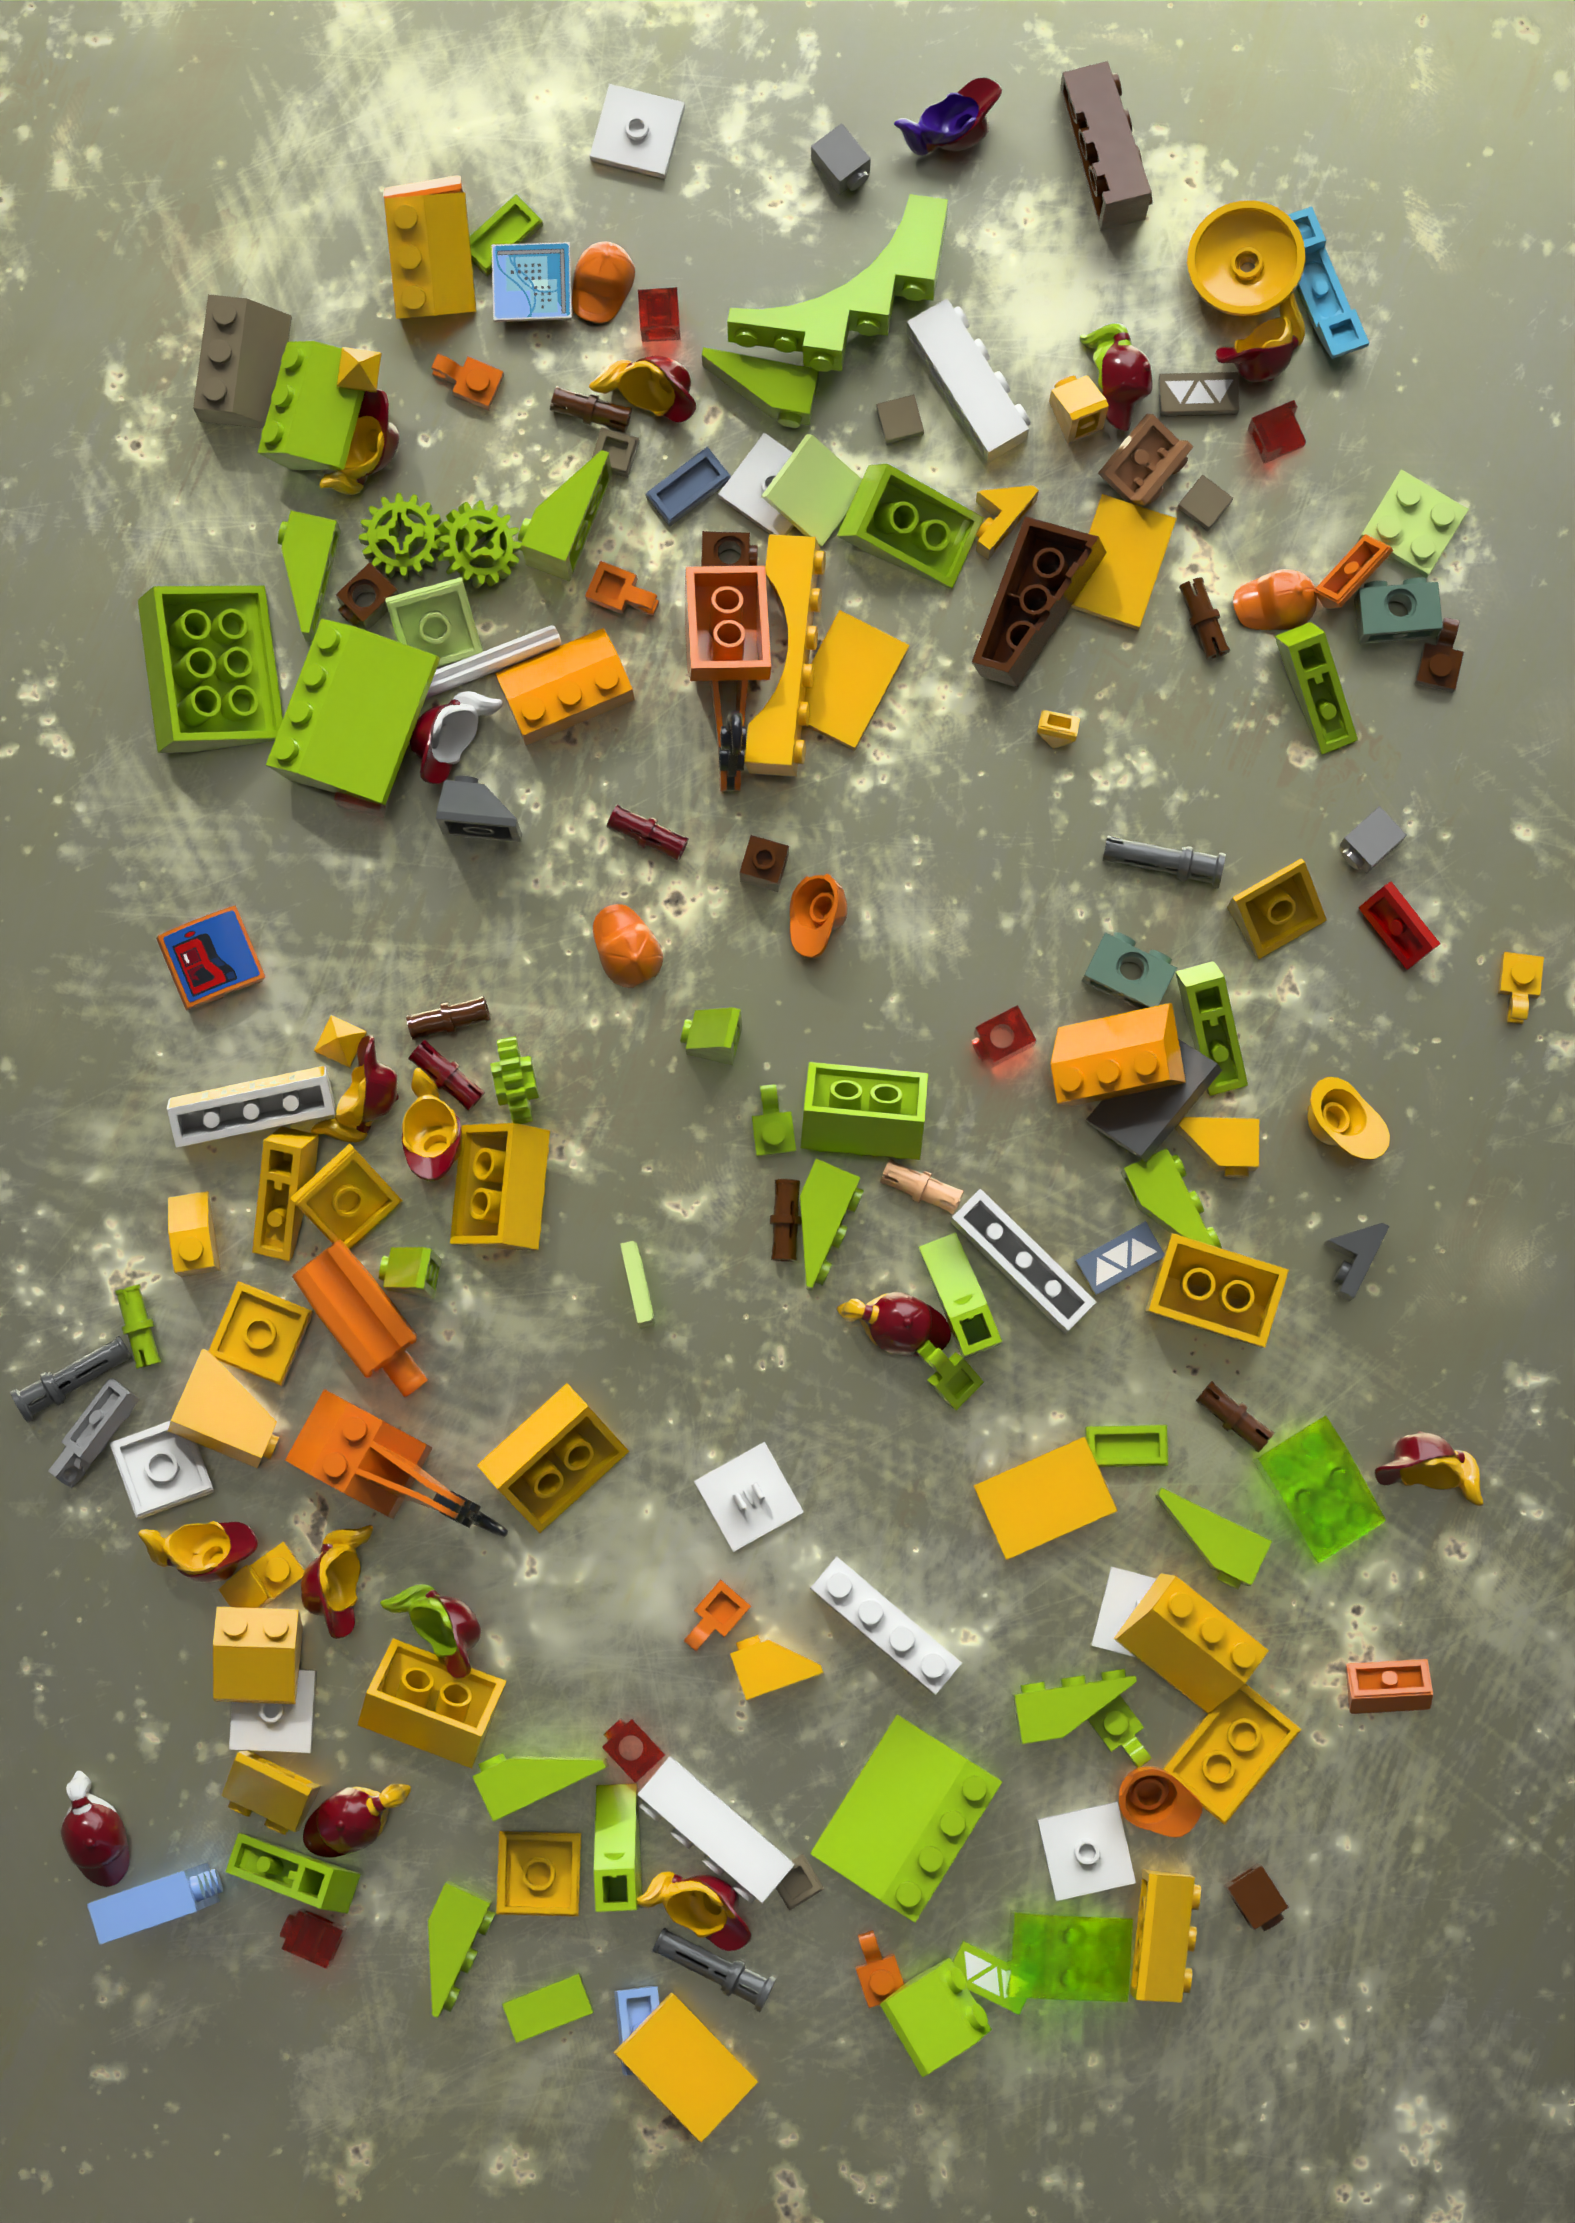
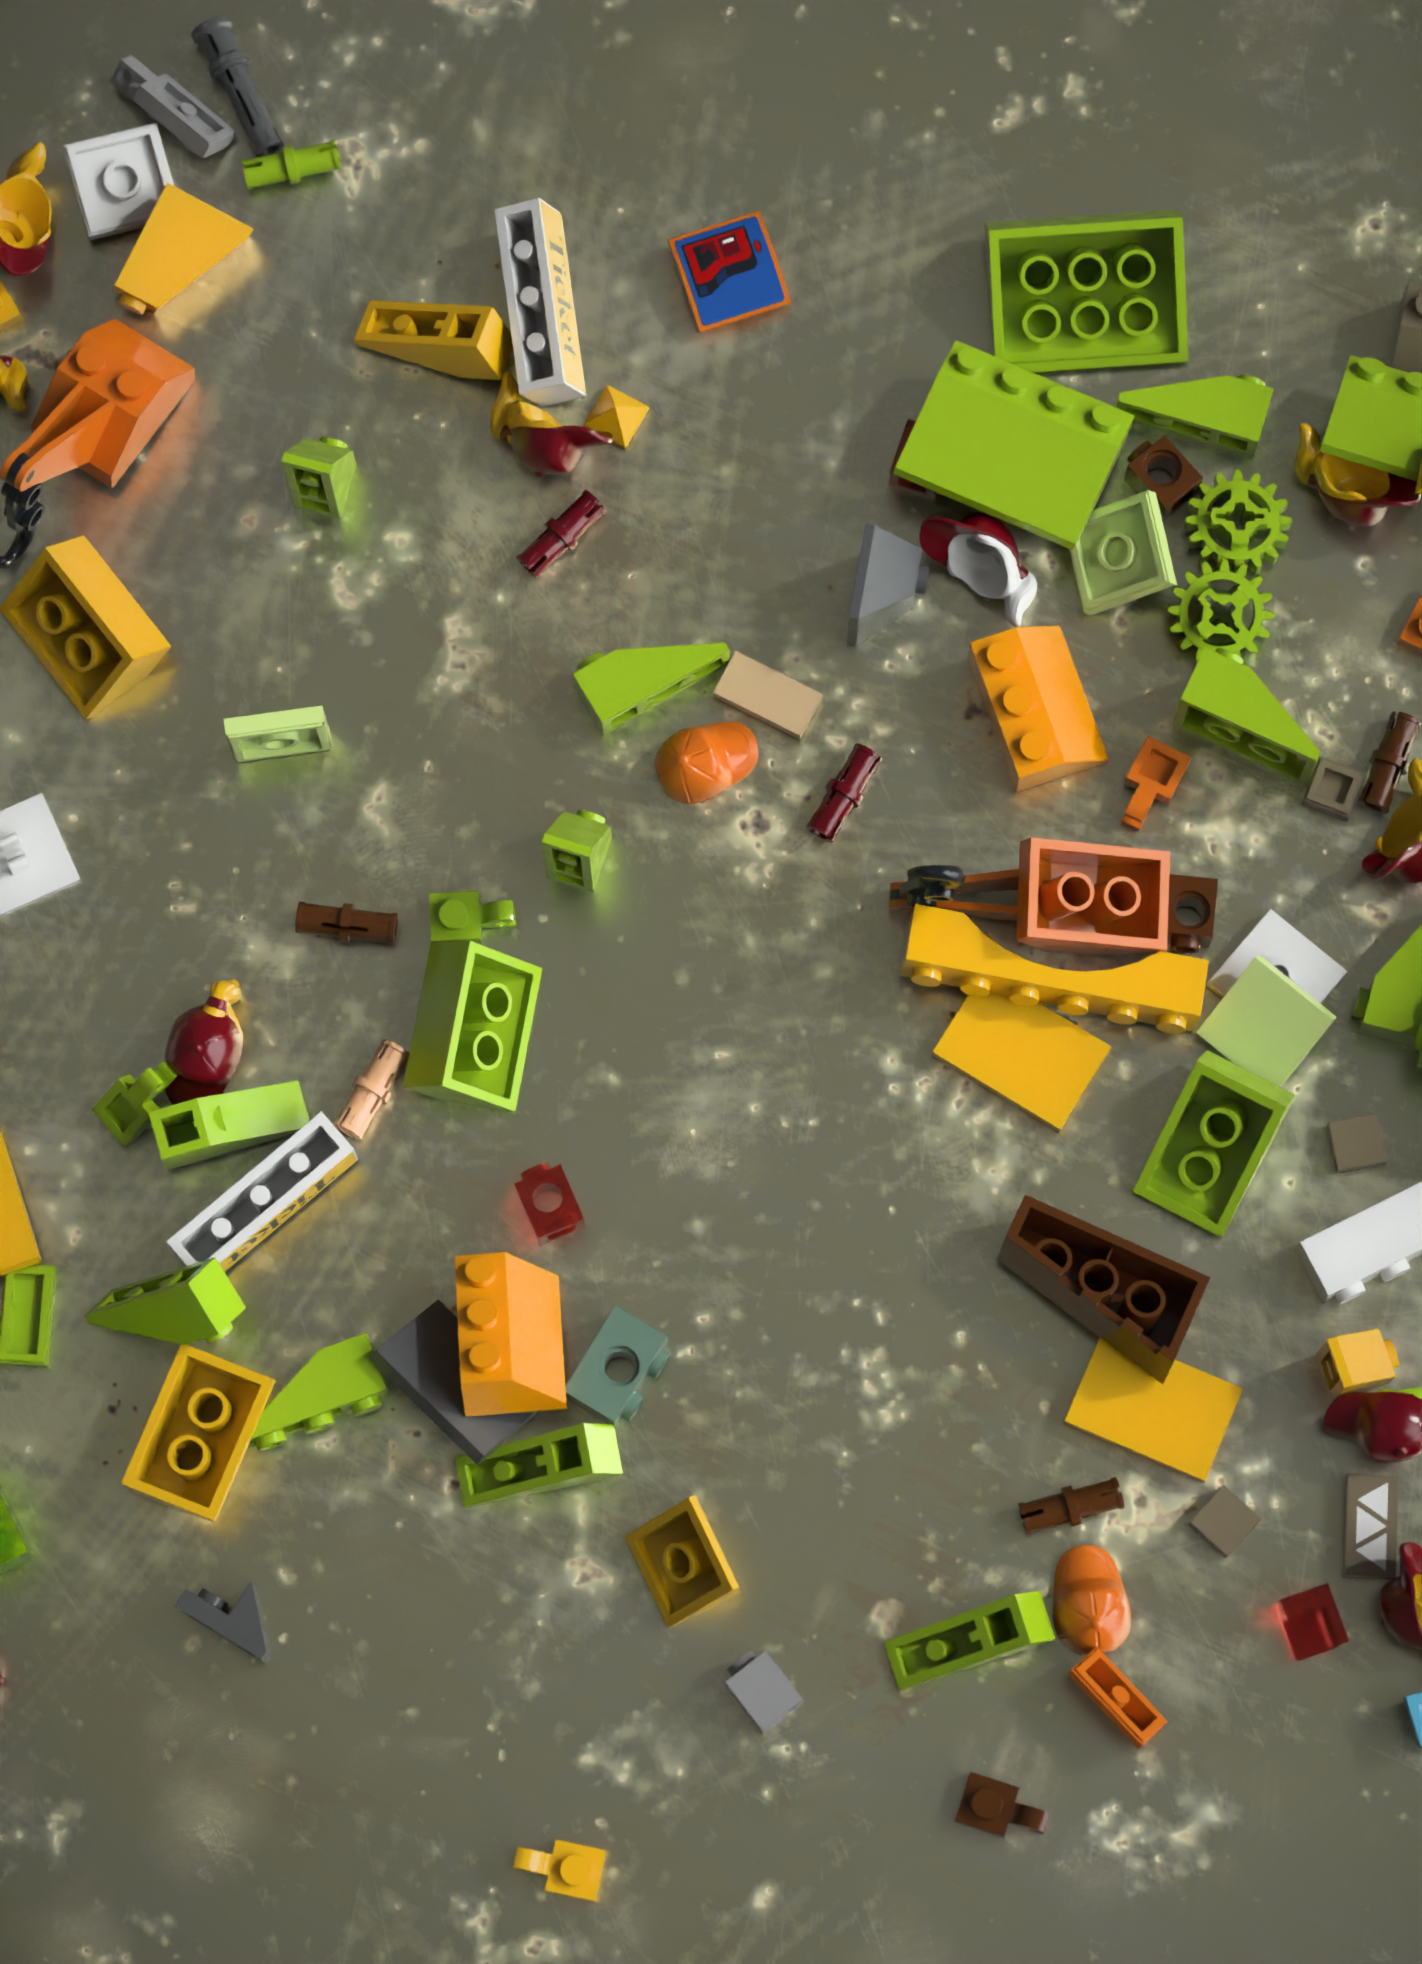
camera: 95 degrees right, 5 degrees down
(192, 1235) = (394, 230): yellow slope -> none
(260, 1333) = (269, 301): yellow plate -> none
(346, 1198) = (418, 405): yellow plate -> none
(360, 1316) = (273, 407): orange piece -> none
(430, 1131) = (488, 506): yellow hair -> none
(448, 1018) = (631, 541): reddish brown pin -> none
(494, 659) = (1074, 622): white axle -> none
(500, 1186) = (417, 587): yellow slope -> none
(514, 1080) = (541, 605): lime gear -> none
(568, 1007) = (638, 679): none -> lime slope
(569, 900) = (767, 695): none -> tan tile
(688, 486) = (1284, 875): sand blue tile -> none
(764, 863) = (791, 927): reddish brown brick -> none
(816, 910) = (728, 986): orange piece -> none
(823, 1207) = (351, 965): lime slope -> none
(1008, 508) = (1228, 1269): yellow slope -> none
(1057, 728) = (941, 1306): yellow slope -> none
(1118, 1323) = (173, 1306): none -> lime slope
(1120, 1258) = (263, 1329): sand blue tile -> none
(1145, 461) = (1281, 1446): medium nougat bracket -> none
(1183, 863) = (754, 1448): dark grey pin -> none
(1224, 1142) = (390, 1466): yellow slope -> none
(1235, 1416) = (47, 1450): reddish brown pin -> none
(1346, 1120) = (402, 1621): yellow piece -> none
(1378, 624) = (1056, 1722): sand green brick -> none
(1399, 925) = (650, 1716): red plate -> none
(1415, 522) = (1181, 1791): yellowish green plate -> none

